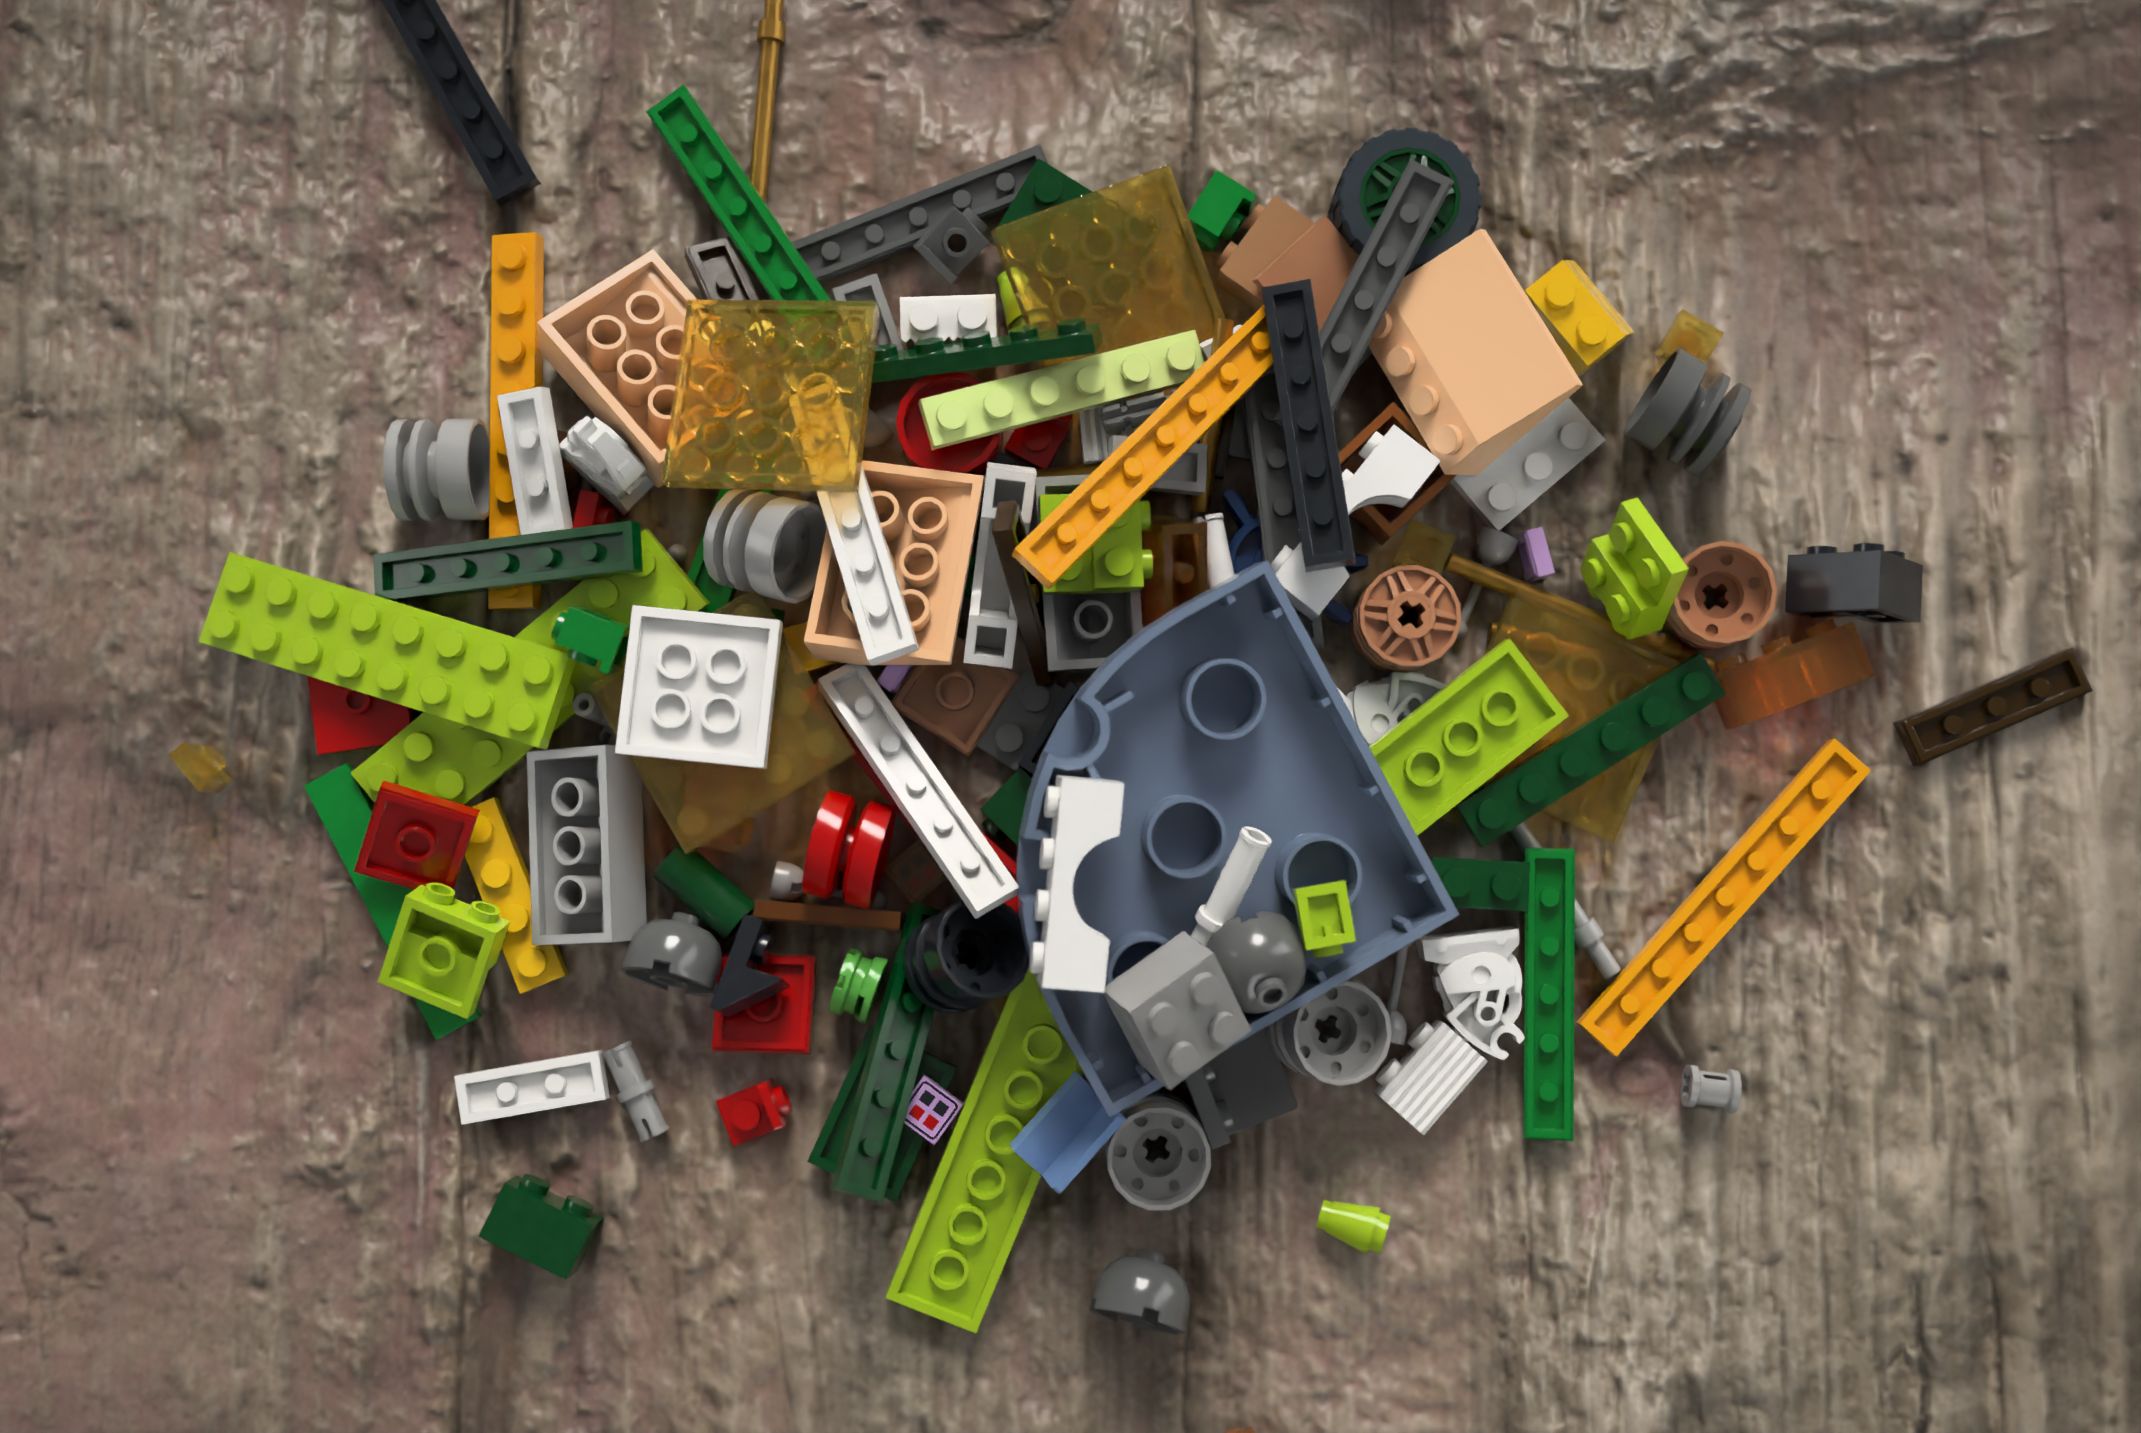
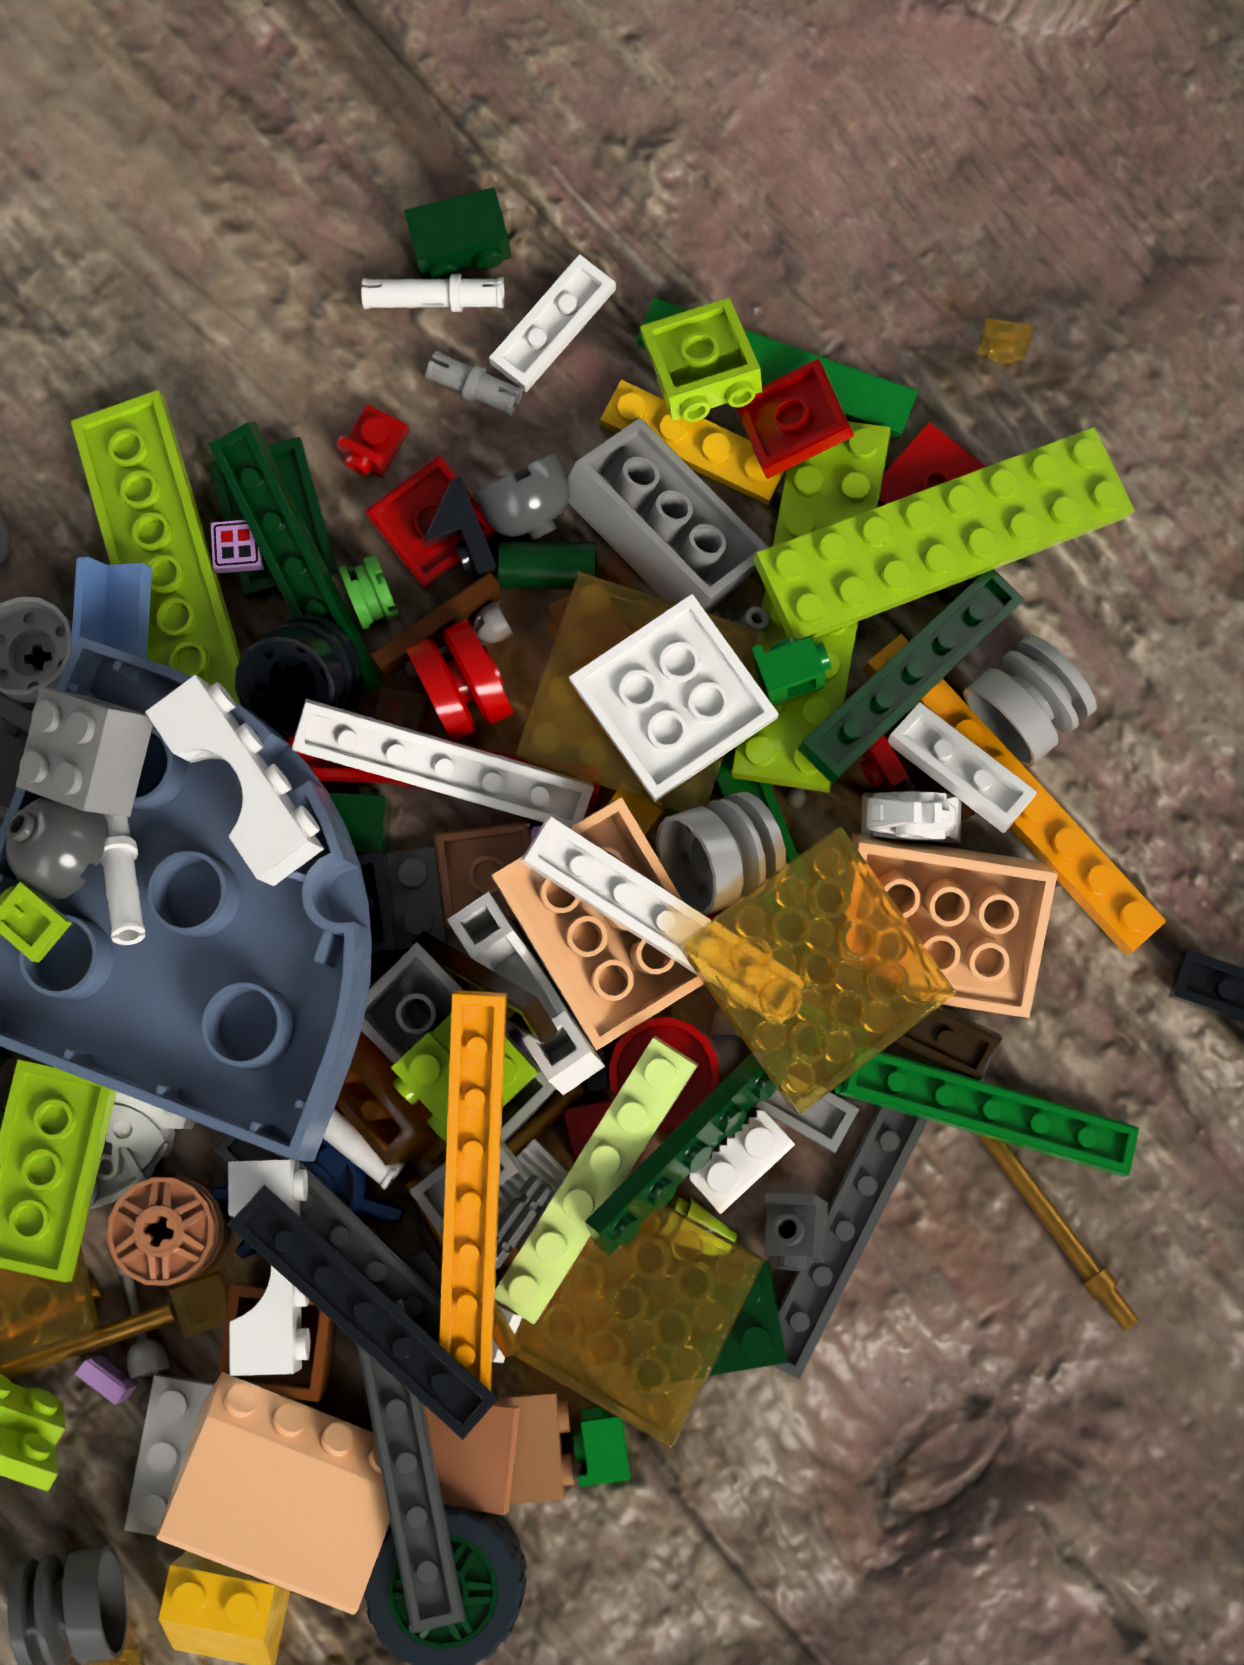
camera: 145 degrees right, 5 degrees down
(602, 1194) = (433, 293): none -> white pin

